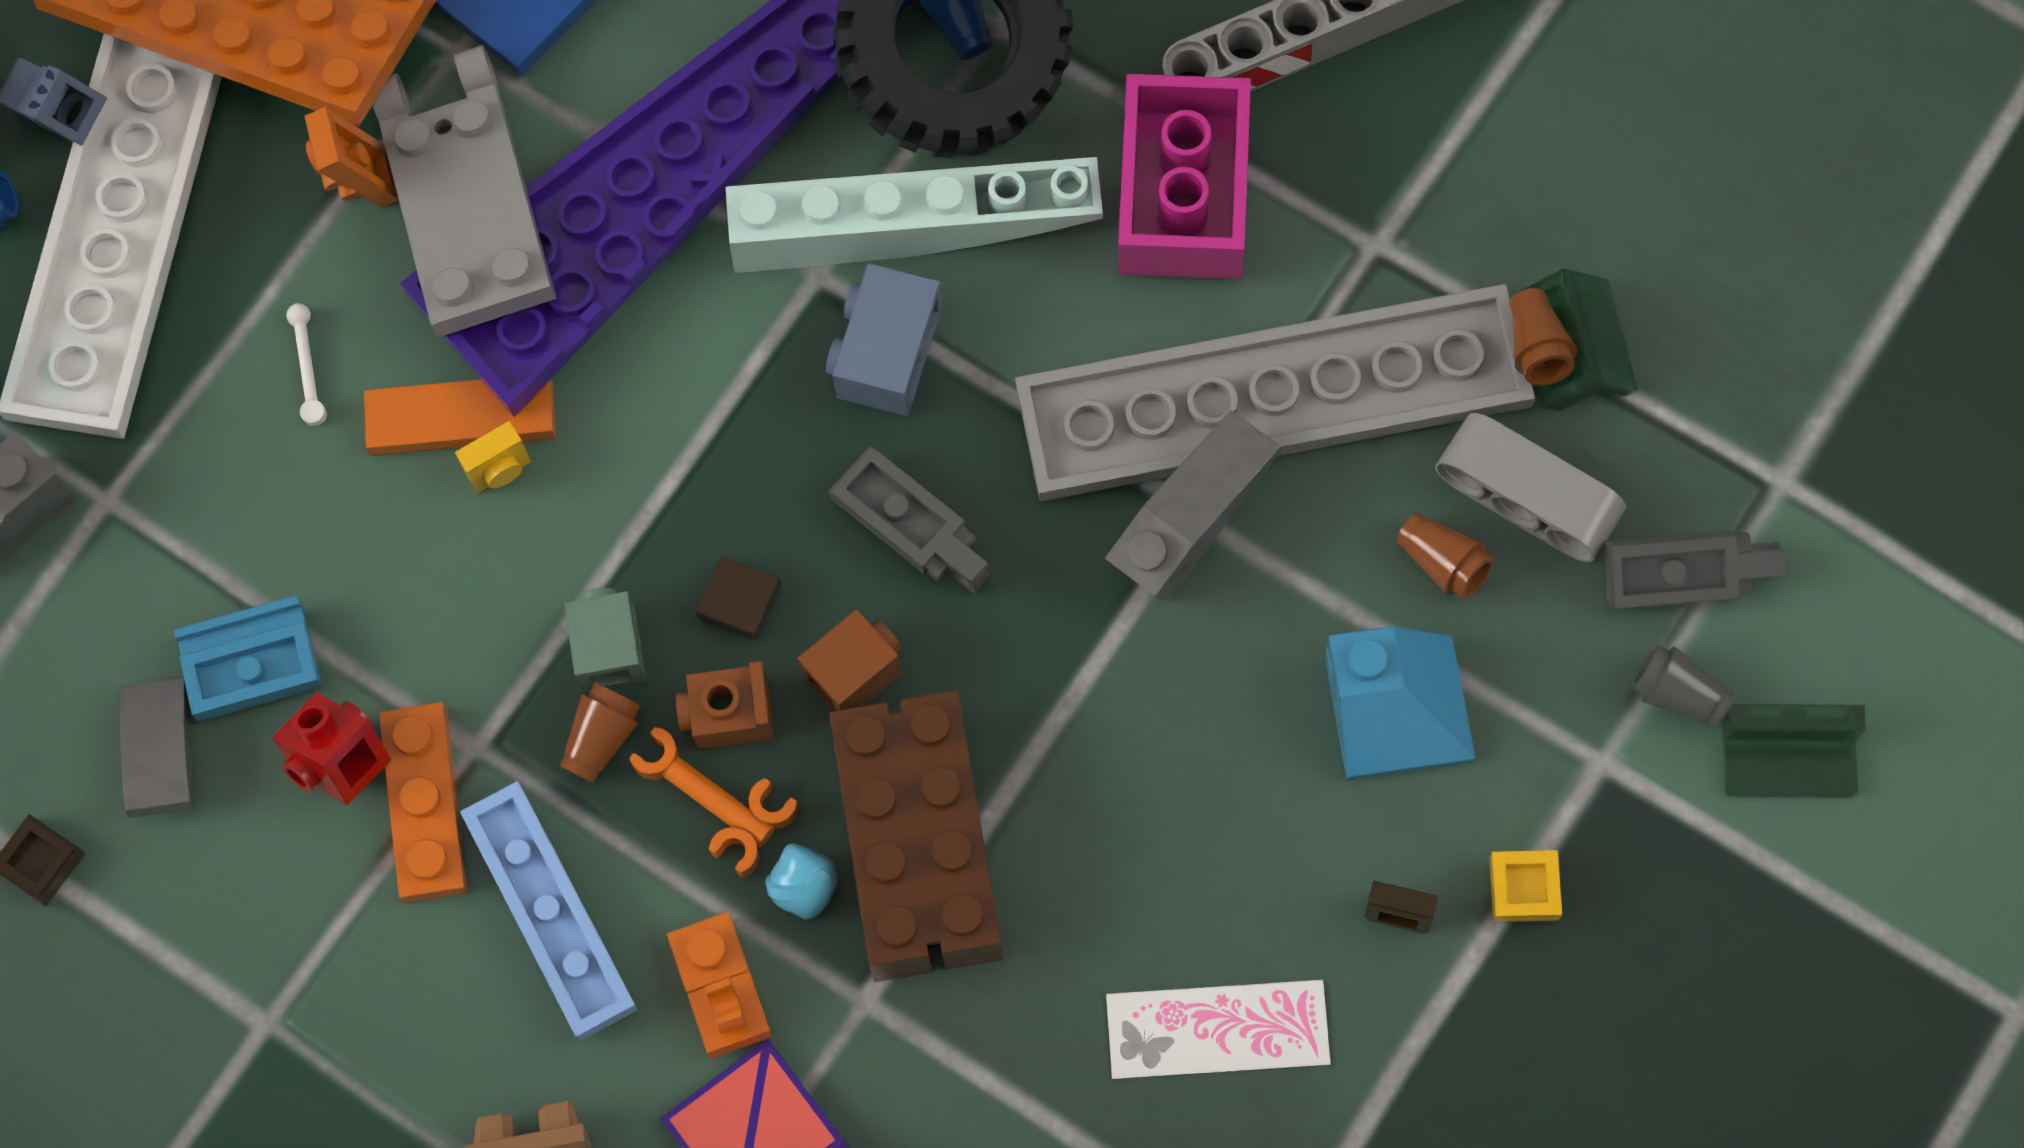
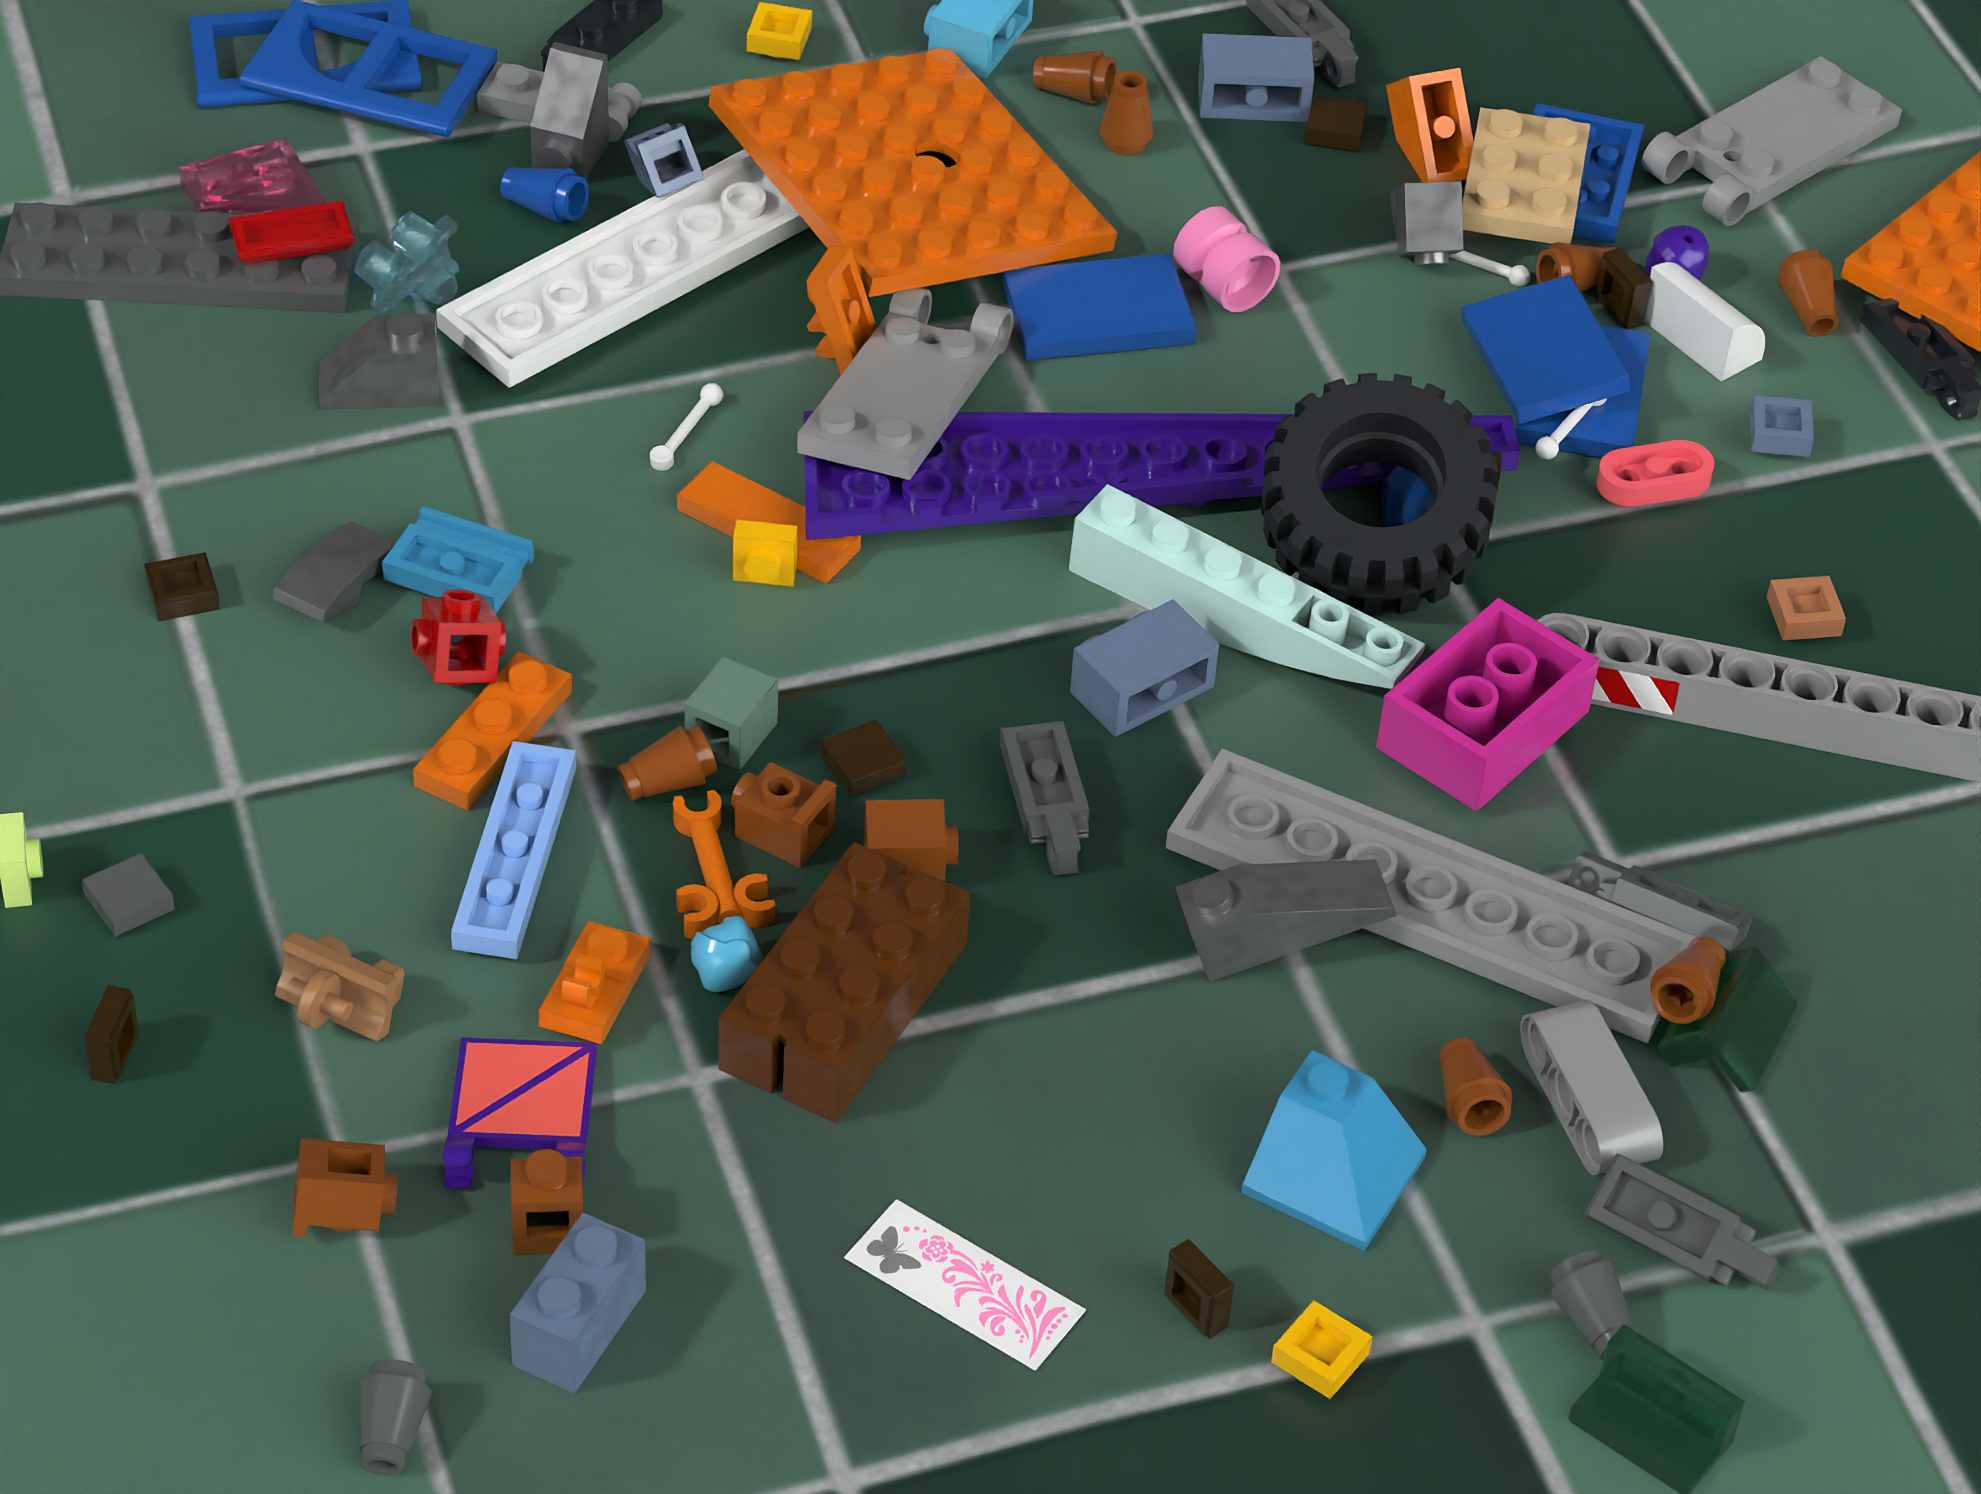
camera: 30 degrees right, 25 degrees down
(1449, 266) = (1661, 899): none -> dark grey hinge

